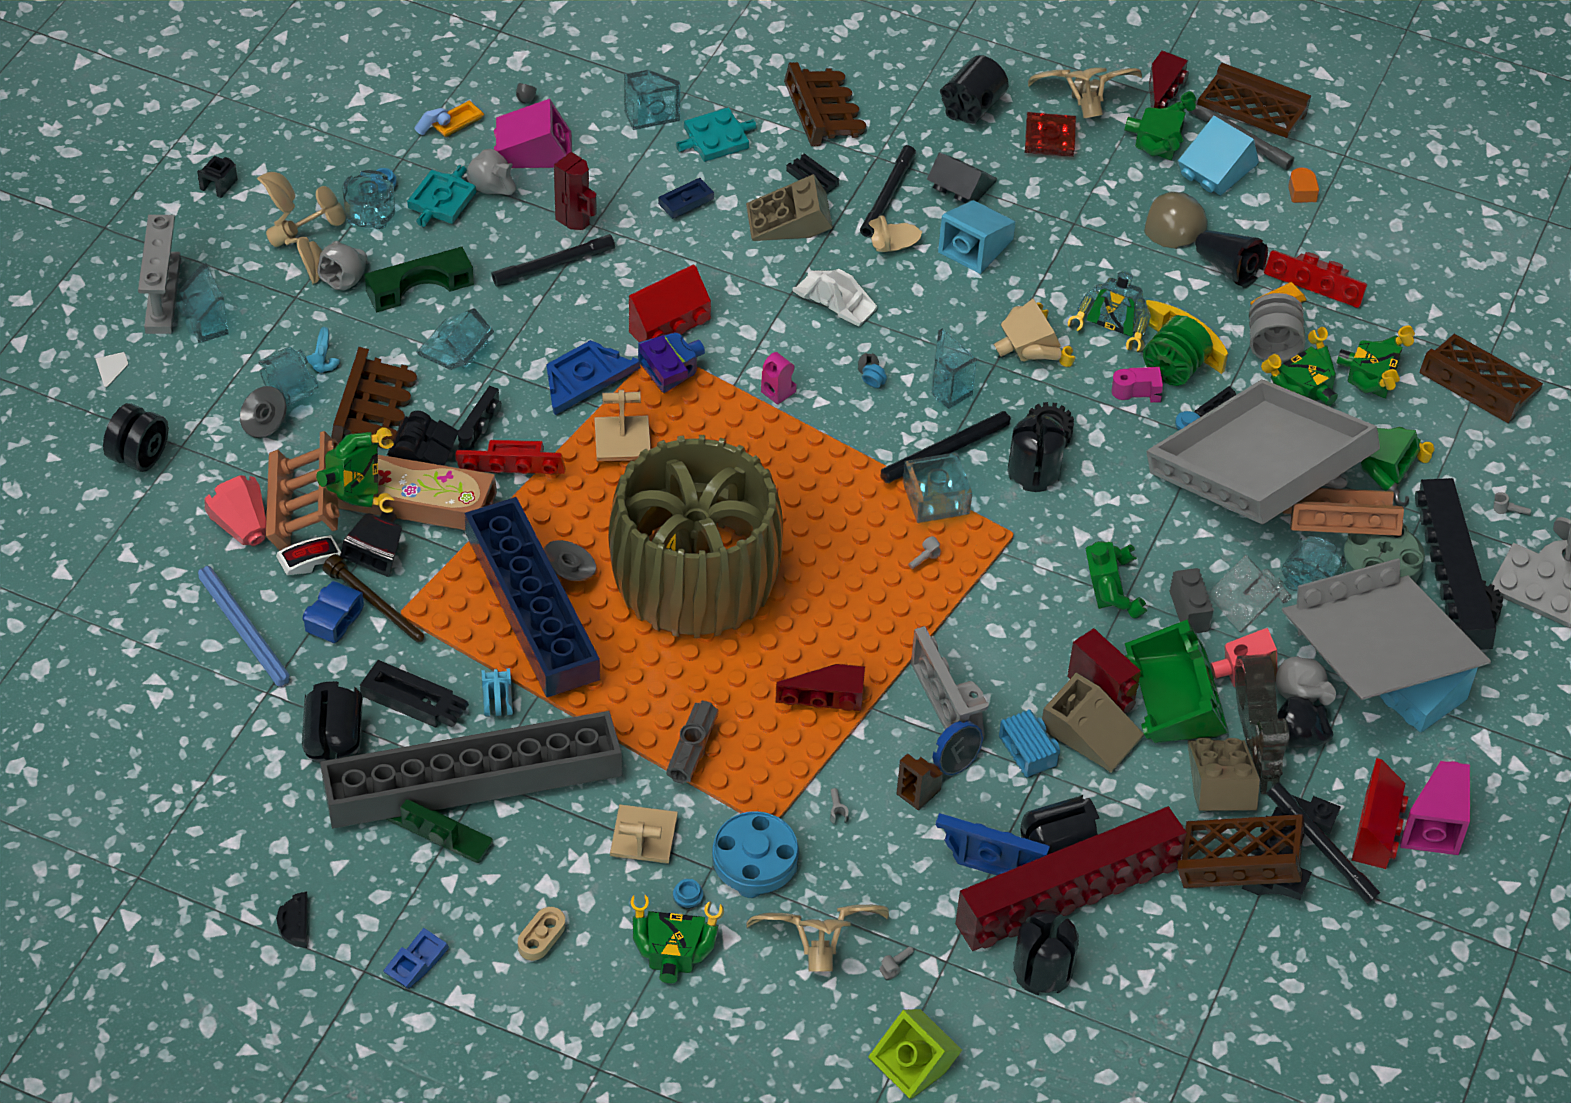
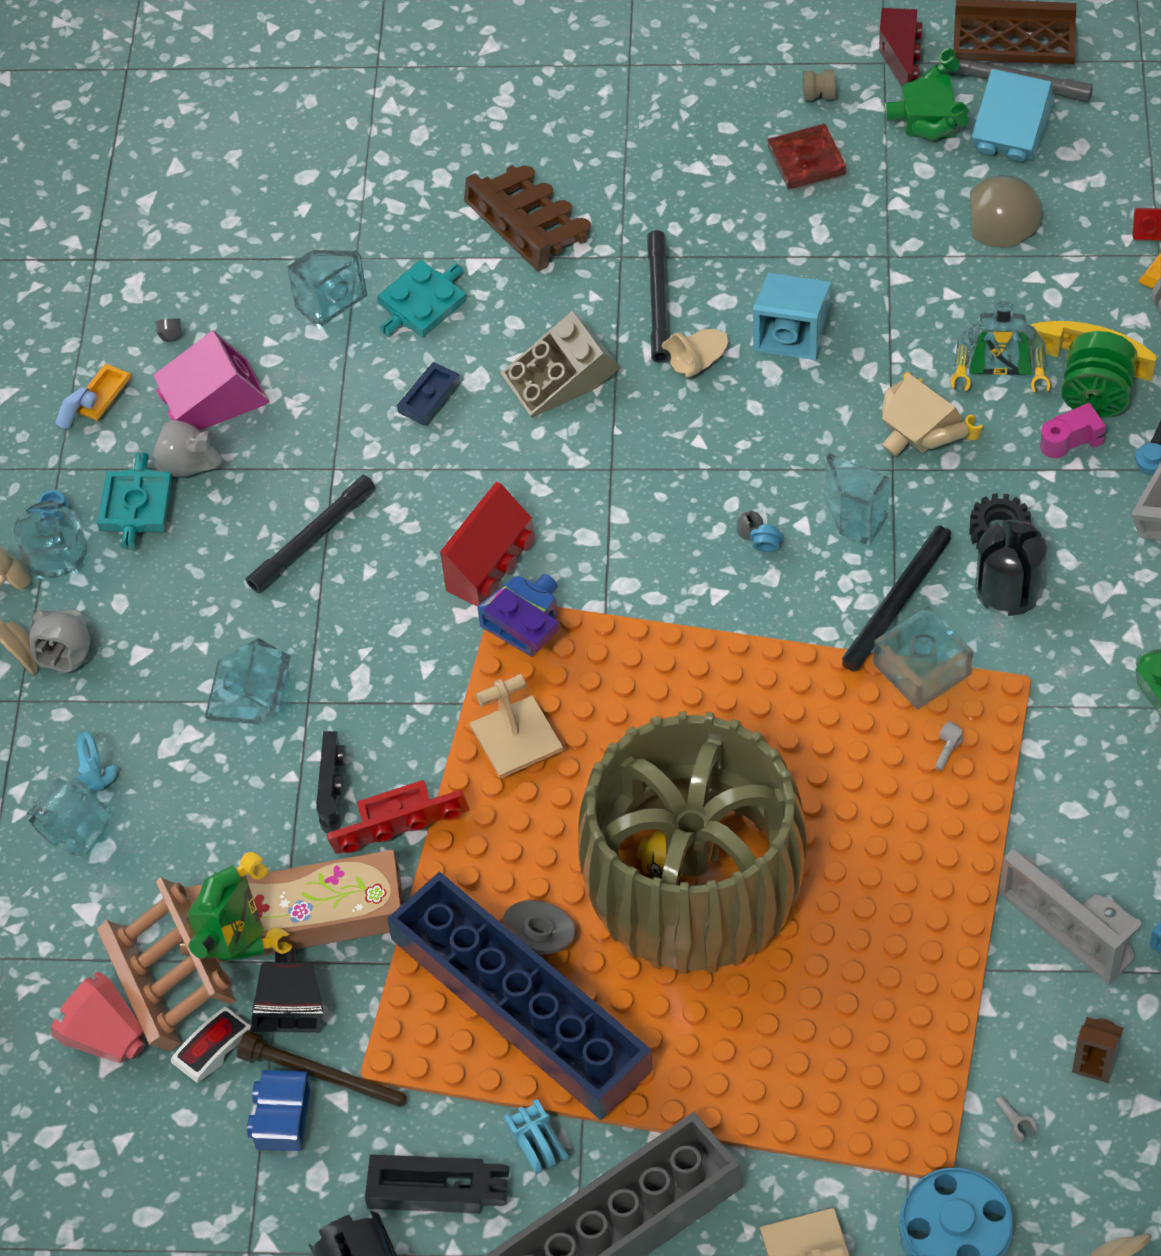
camera: 15 degrees left, 5 degrees up
(244, 626) = (177, 1174): medium blue axle -> none
(263, 411) = (47, 870): dark grey dish -> none
(368, 390) = (180, 819): reddish brown fence -> none
(423, 439) = (281, 834): black hips -> none
(447, 269) = (192, 594): dark green arch -> none
(572, 194) = (300, 441): dark red piece -> none
(585, 373) = (425, 667): blue wing -> none
(692, 742) = (810, 1128): dark grey piece -> none
(778, 375) = (660, 582): dark pink leg -> none
(811, 167) = (560, 302): black tile -> none
(828, 287) = (670, 447): white piece -> none
(829, 687) = (936, 966): dark red slope -> none
(957, 747) = (1122, 986): tile -> none
(959, 177) = (734, 250): black slope -> none
(974, 89) = (696, 133): black cylinder -> none
(1090, 101) = (833, 98): tan plant -> none
(1233, 255) = (1092, 230): black cone -> none
(1303, 186) = (1120, 115): orange piece -> none

